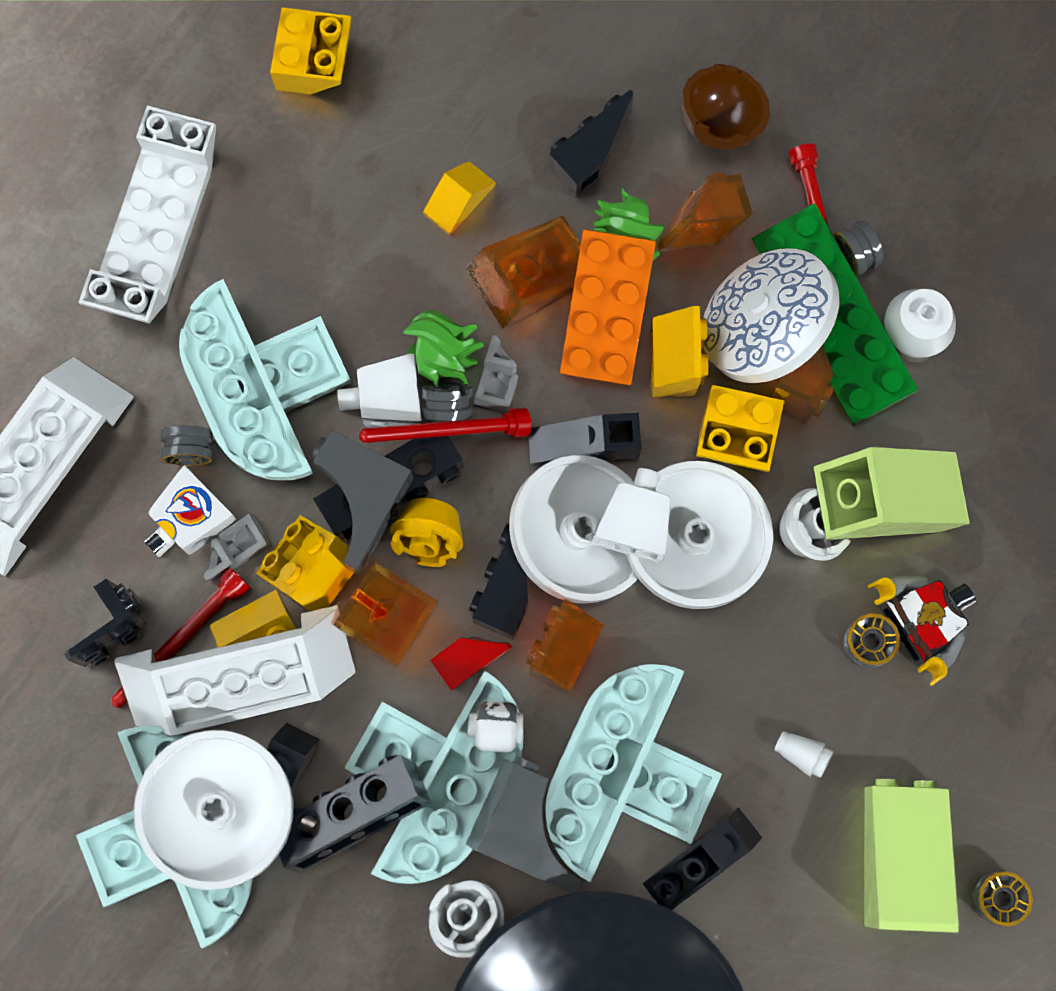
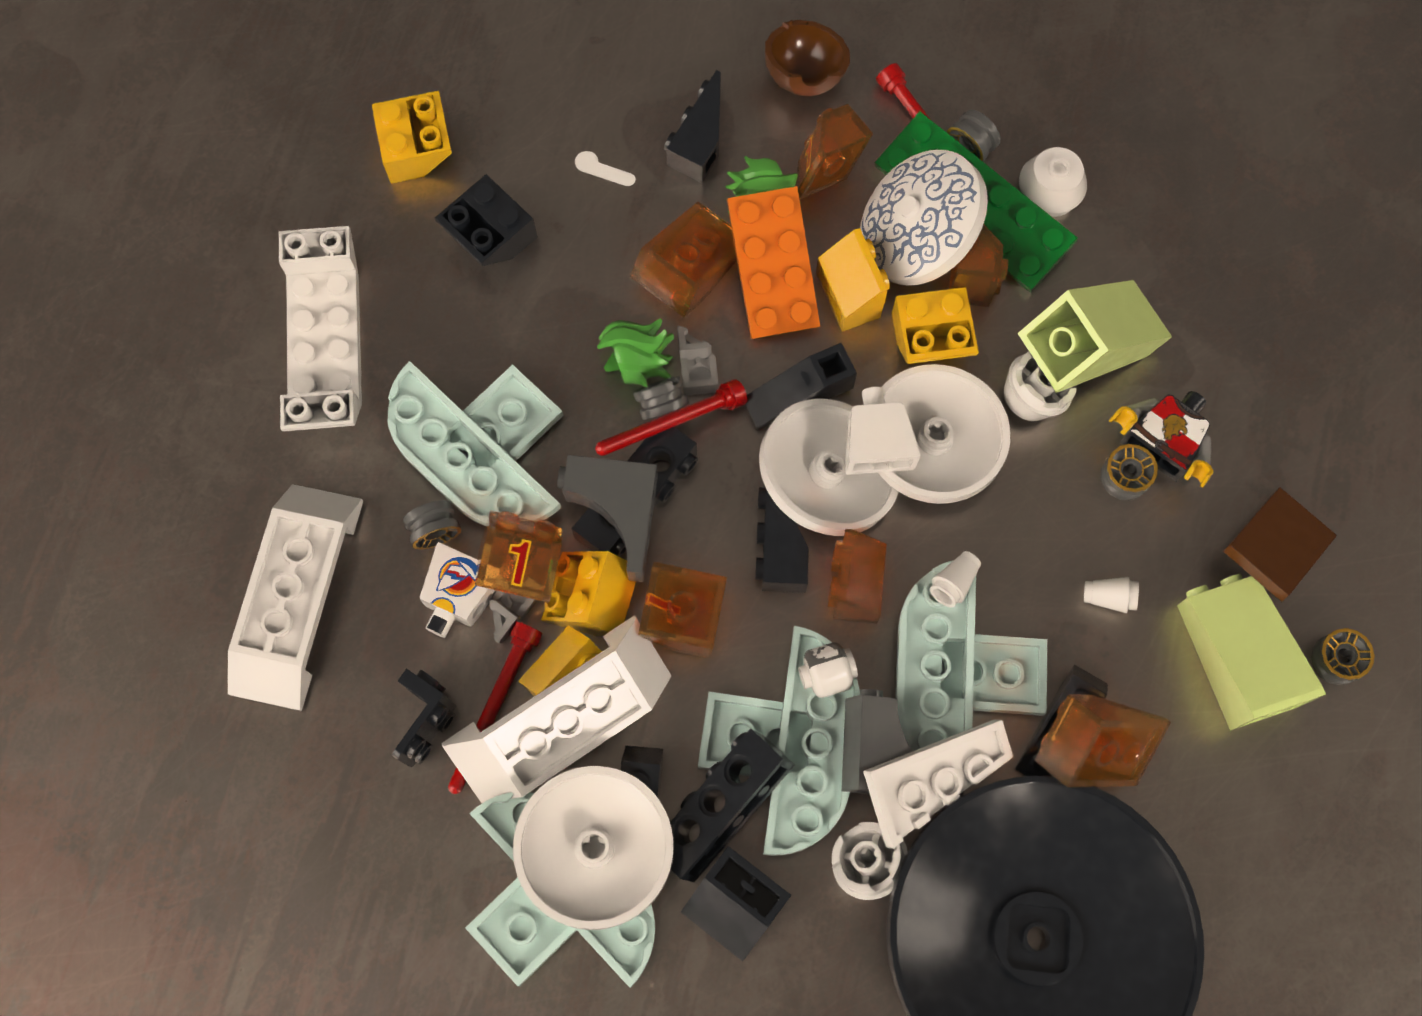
camera: 20 degrees left, 5 degrees down
(252, 508) = (519, 556): none -> clear orange slope
(329, 908) = (735, 903): none -> black slope
(348, 167) = (488, 223): none -> black slope
(385, 393) = (599, 410): white torso -> none
(427, 531) = (690, 520): yellow cone -> none
(457, 196) = (595, 218): yellow slope -> none
(466, 658) = (770, 624): red slope -> none
(472, 136) = (588, 163): none -> white sticker
(548, 865) = (932, 777): none -> white wing
(653, 685) = (954, 581): none -> white cone
(725, 893) = (1100, 742): none -> clear orange slope
(987, 767) = (1280, 544): none -> reddish brown tile

